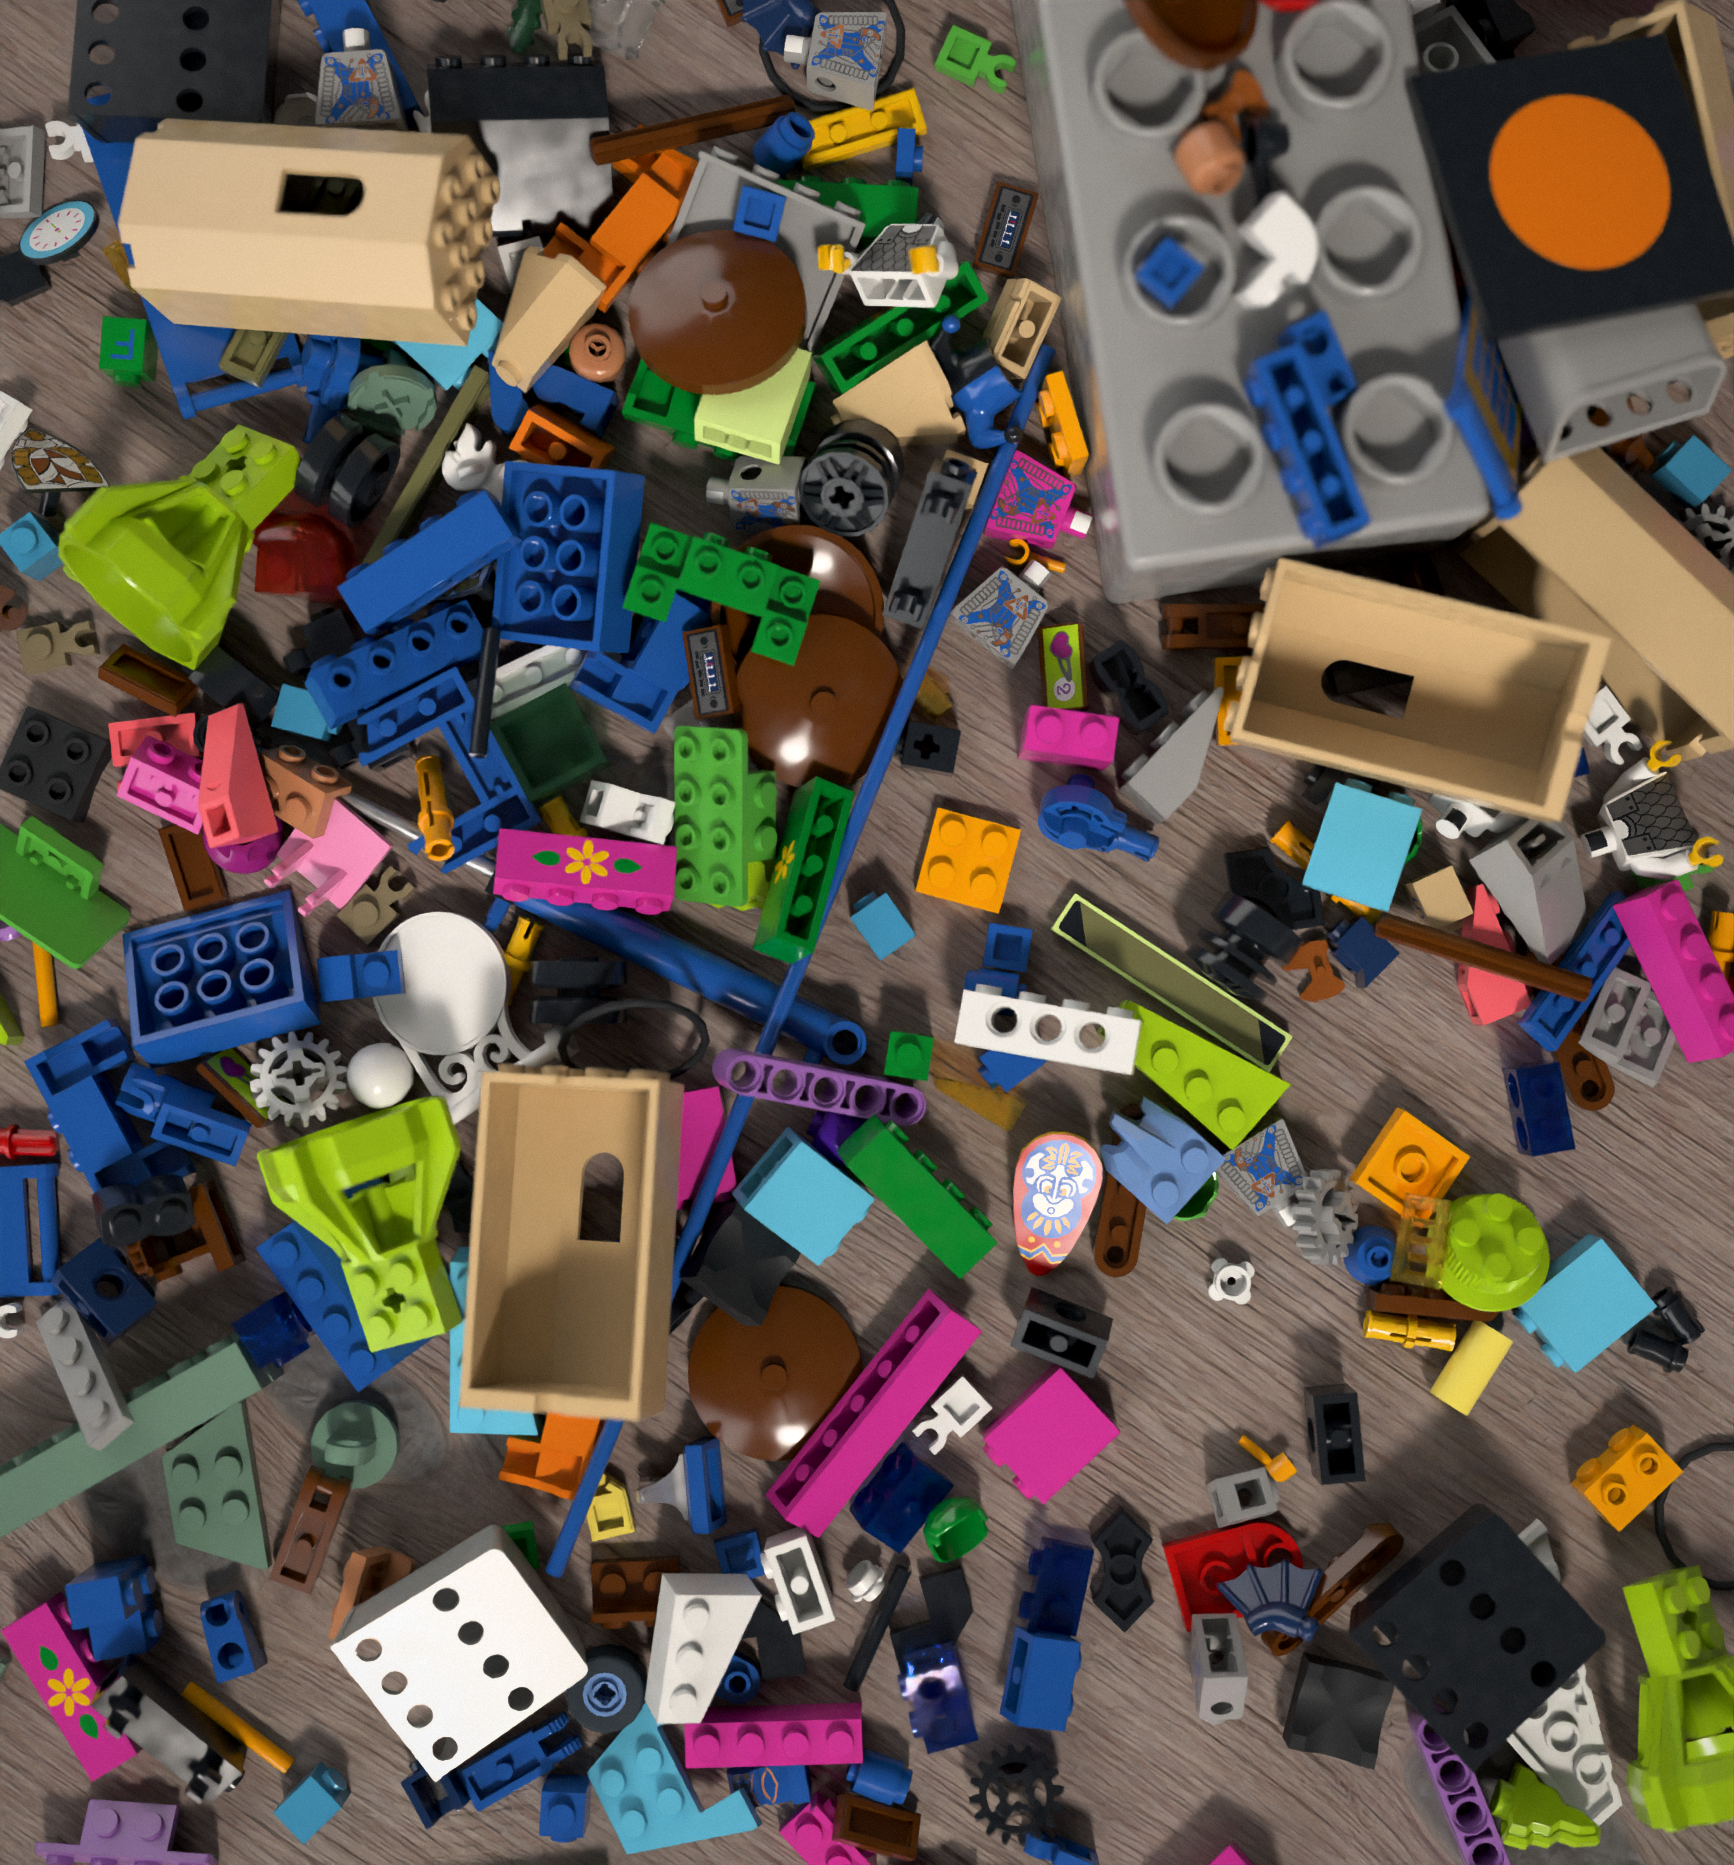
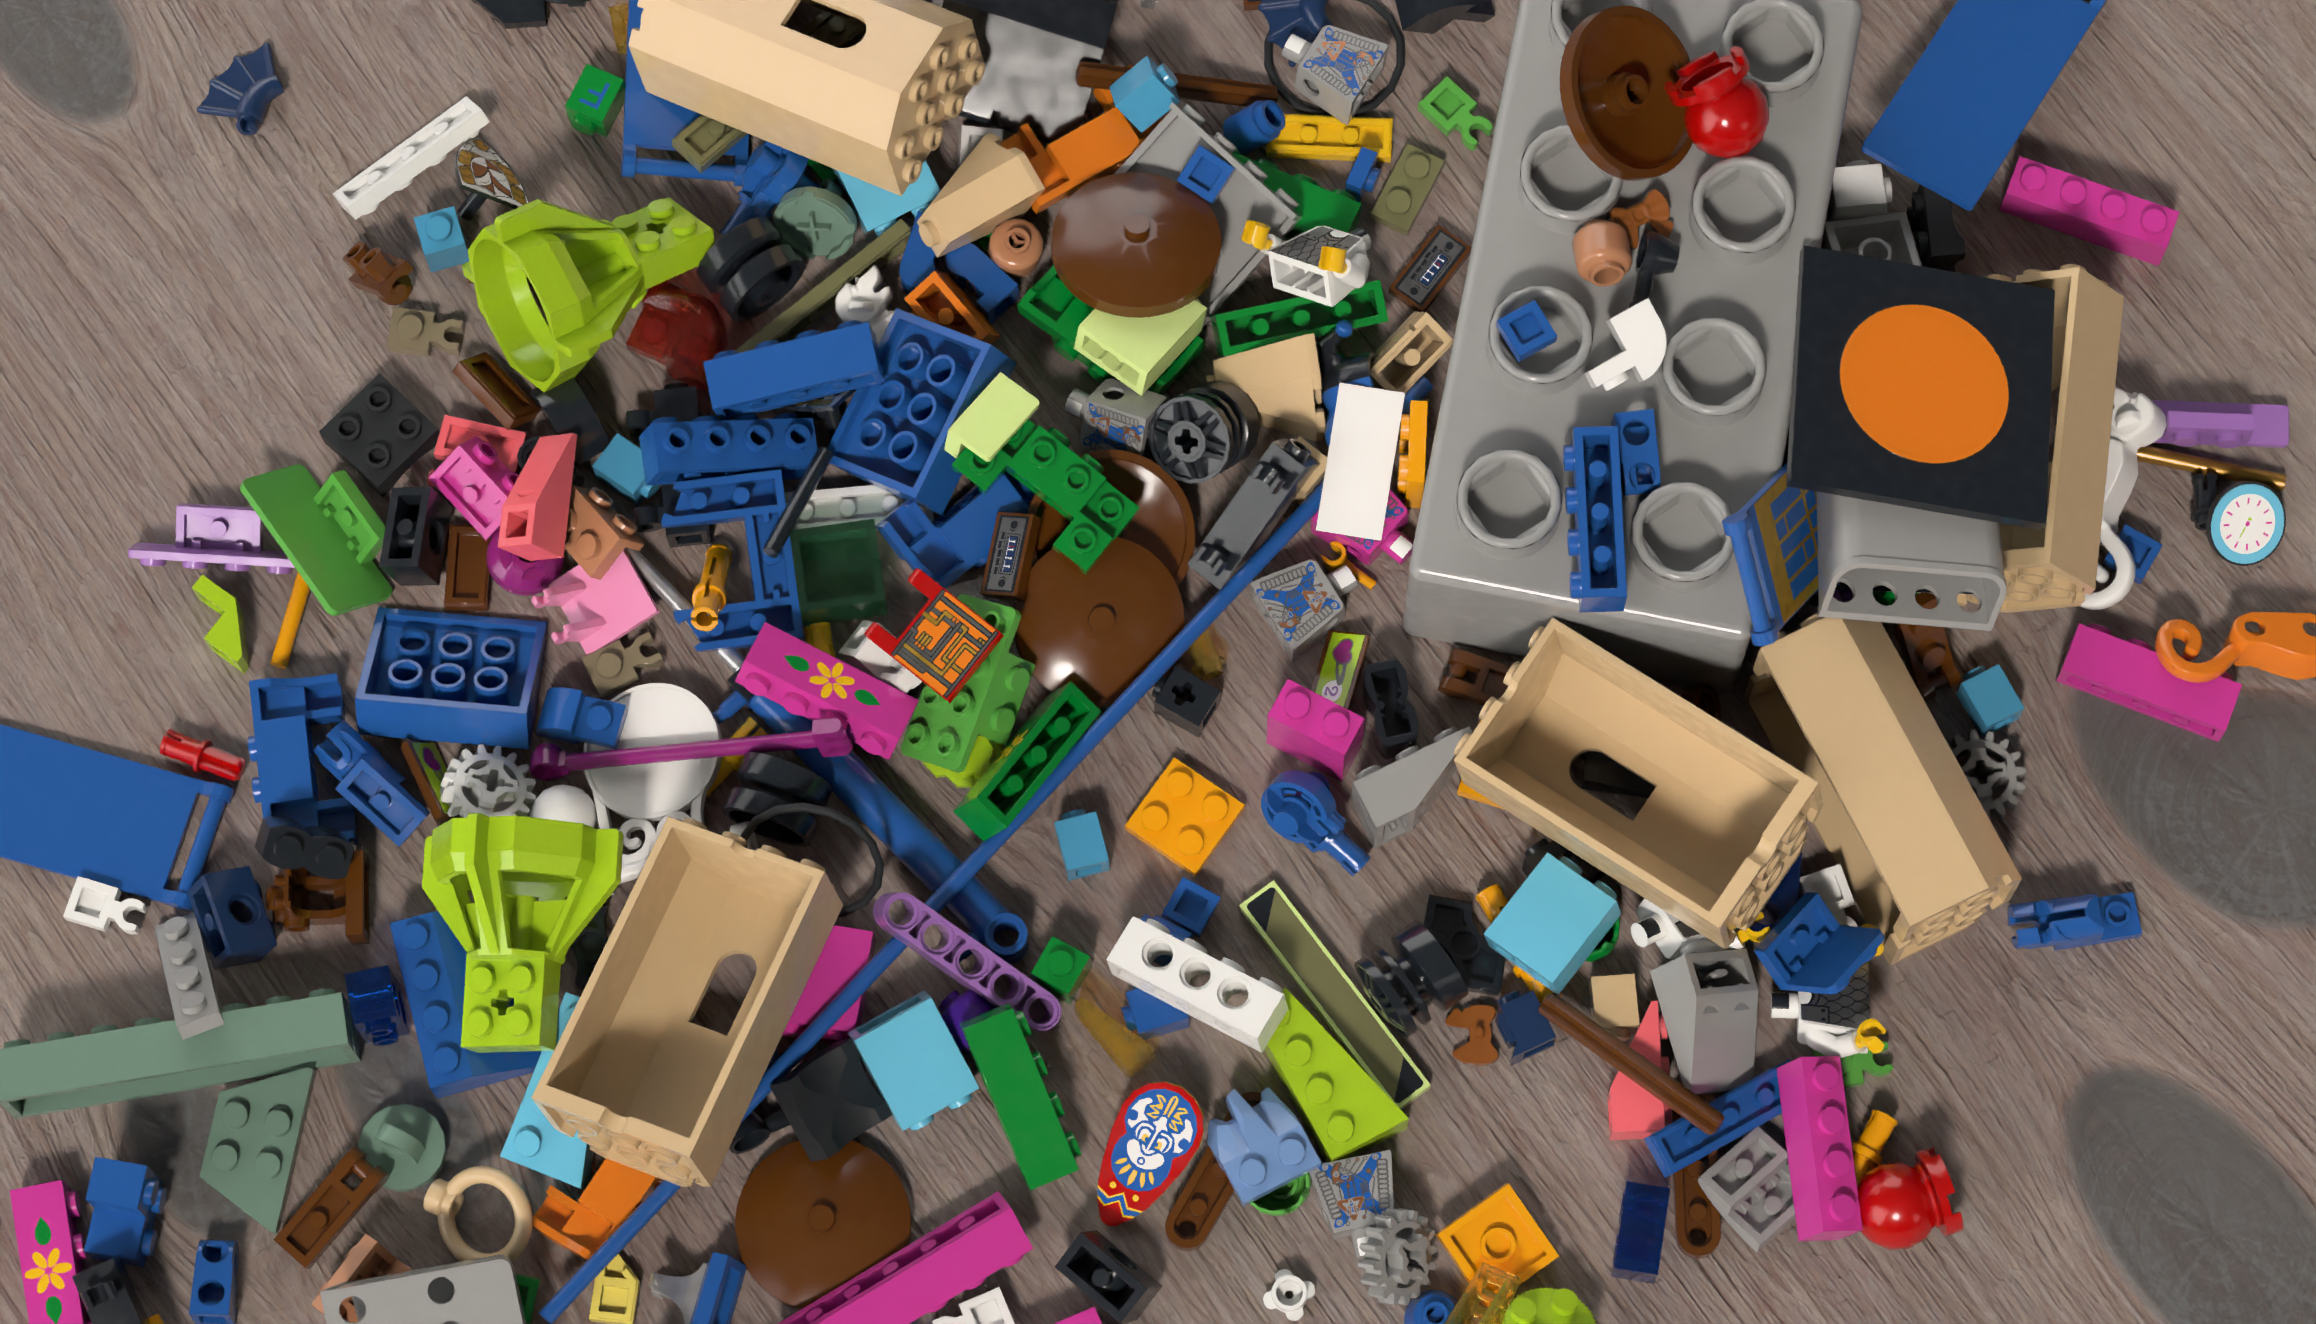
camera: 20 degrees right, 15 degrees down
(128, 856) = (415, 536): none -> black brick
(347, 1027) = (827, 735): none -> magenta hinge
(415, 1482) = (446, 1200): none -> tan piece
(645, 547) = (991, 419): none -> yellowish green panel
(667, 149) = (1145, 93): none -> dark azure brick
(679, 787) = (941, 642): none -> flag
(953, 156) = (1407, 189): none -> olive plate
(1015, 453) = (1360, 461): none -> white sticker
(1627, 786) = (1813, 951): none -> blue bracket

